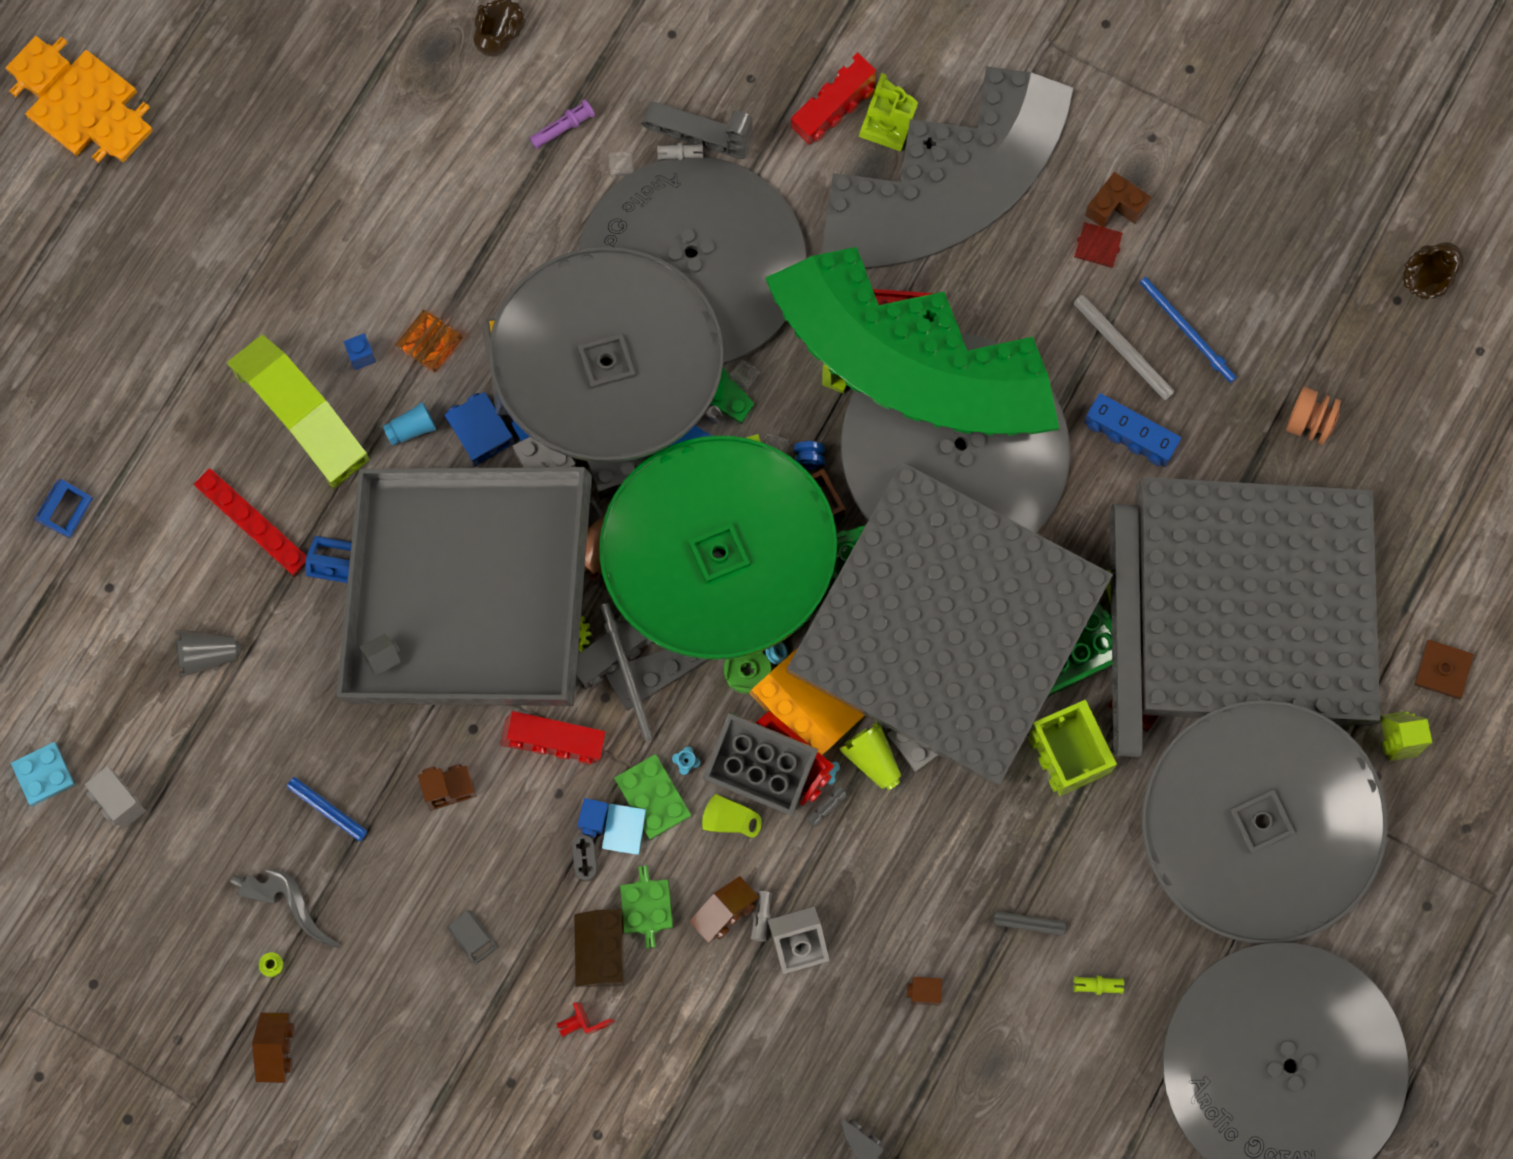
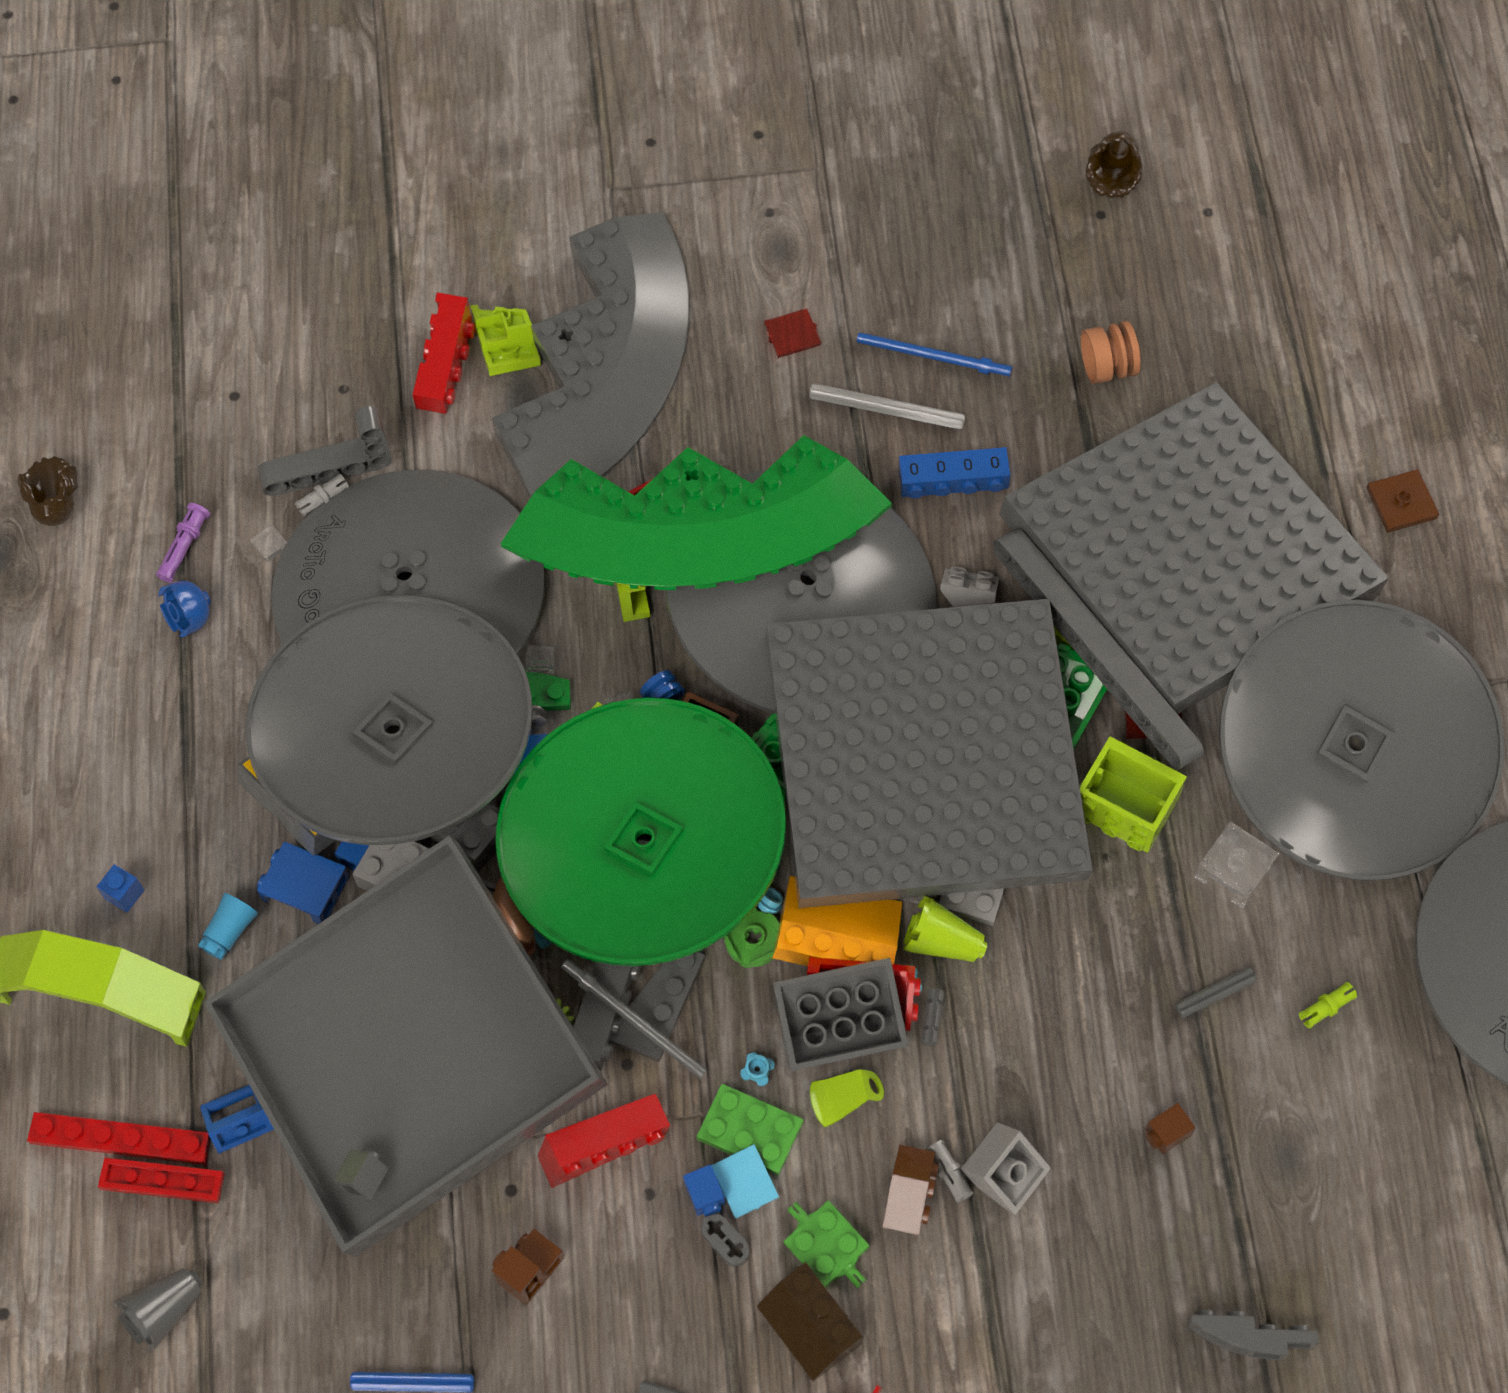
camera: 35 degrees left, 10 degrees down
(259, 569) = (161, 1180): none -> red plate
(429, 341) = (187, 833): clear orange slope -> none
(532, 176) = (185, 606): none -> blue cylinder
(1076, 526) = (969, 588): none -> light grey slope
(1111, 846) = (1237, 863): none -> clear panel
(1120, 197) = (781, 277): reddish brown brick -> none
(1404, 735) = (1422, 575): lime wedge -> none

